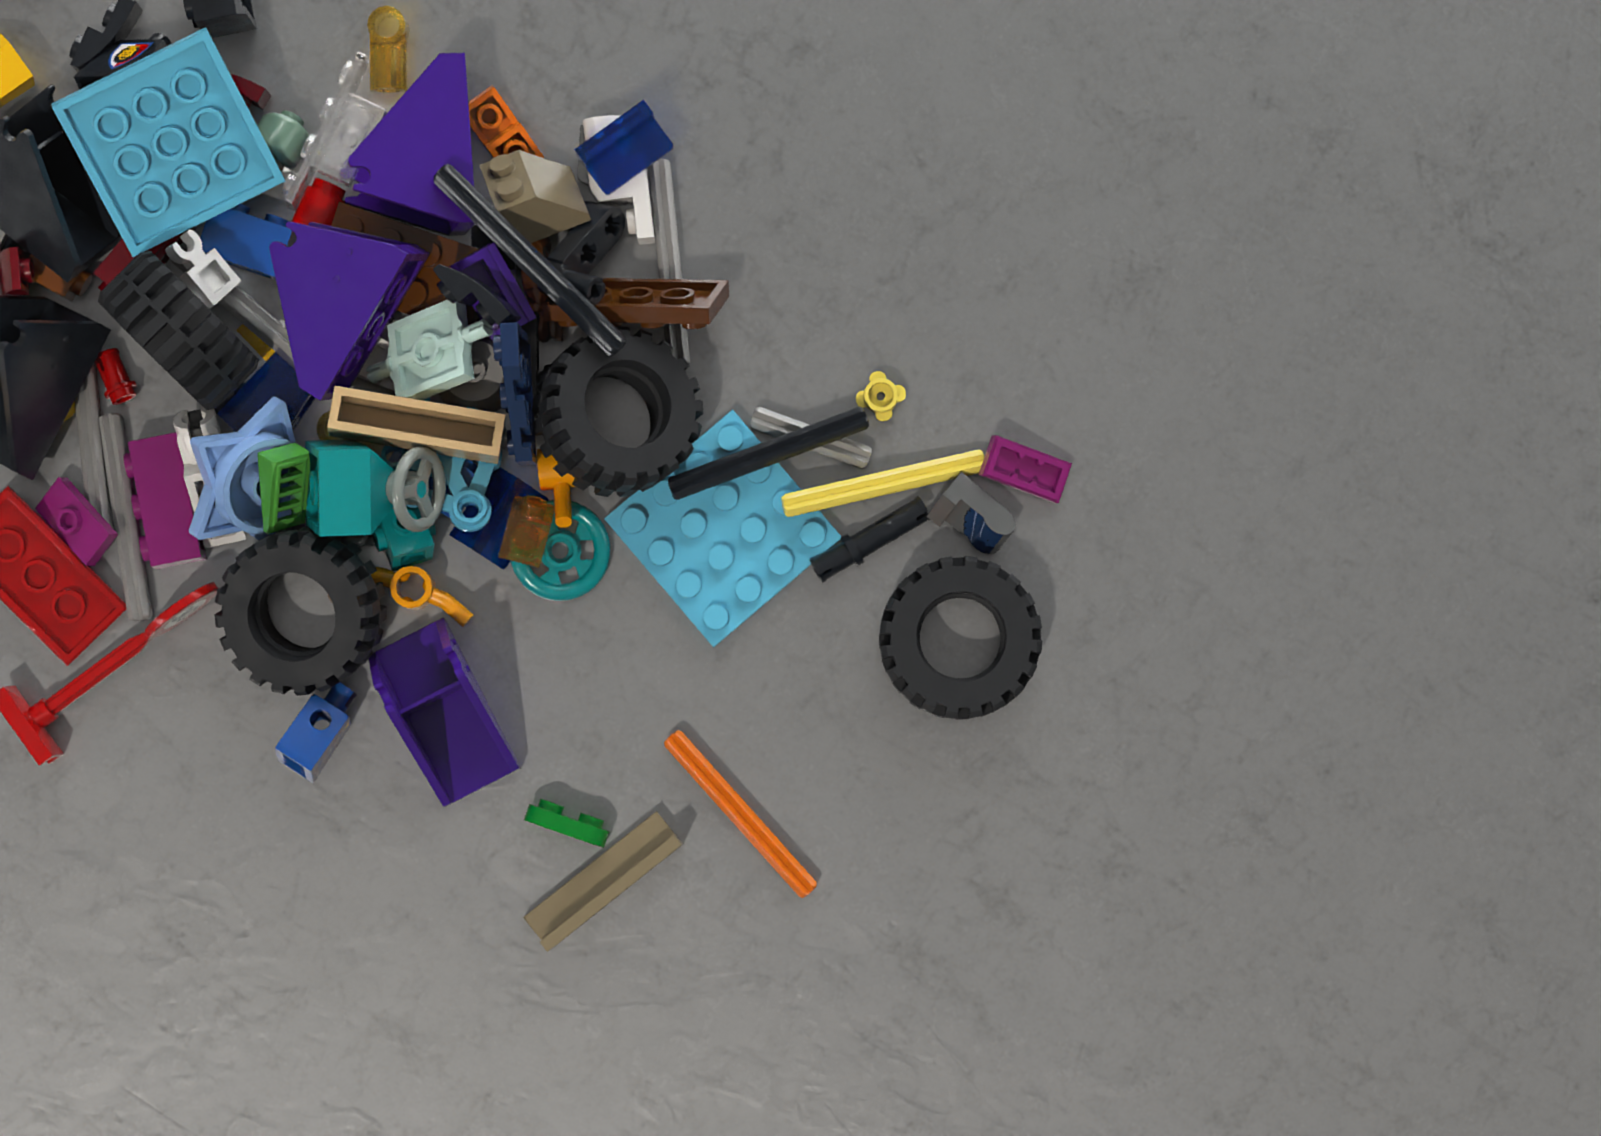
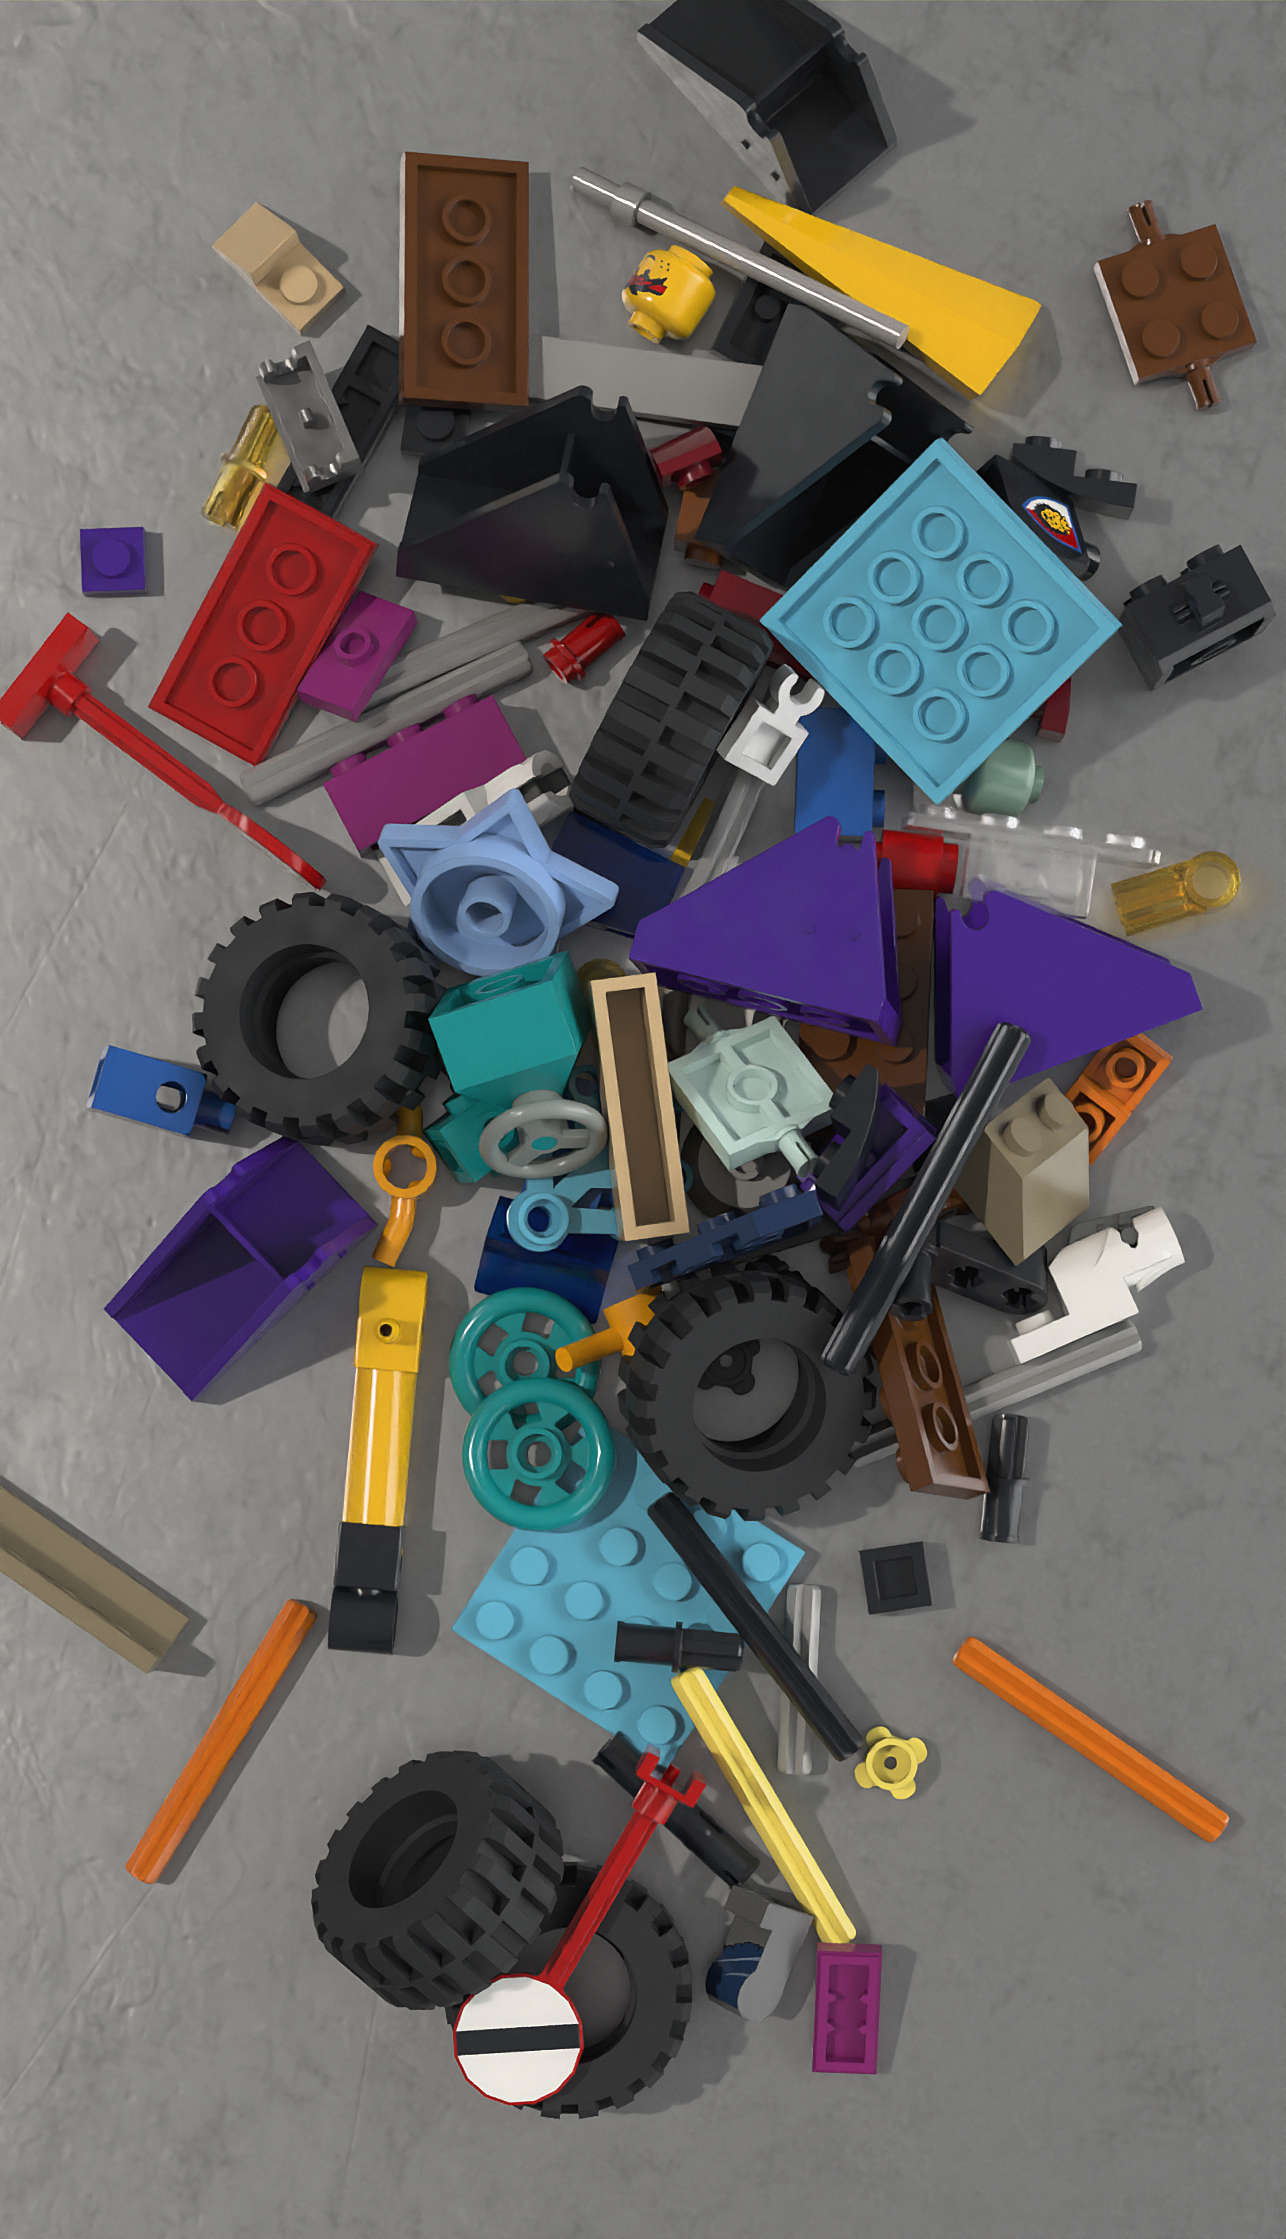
camera: 75 degrees right, 0 degrees up
(270, 465) = (515, 914): bright green slope -> none
(527, 530) = (536, 1310): clear orange bracket -> none
(550, 816) = (133, 1468): green plate -> none
(591, 579) = (494, 1423): none -> teal plate
(592, 660) = (378, 1460): none -> yellow piece
(608, 417) = (738, 1375): none -> black plate
(624, 148) = (1135, 1283): clear blue panel -> none
(723, 268) = (1005, 1478): none -> black axle
(765, 357) = (895, 1577): none -> black plate
(766, 505) = (678, 1647): none -> black axle
(864, 695) = (438, 1880): none -> black tyre
(903, 267) = (1090, 1739): none -> orange axle
(975, 671) = (524, 2031): none -> piece

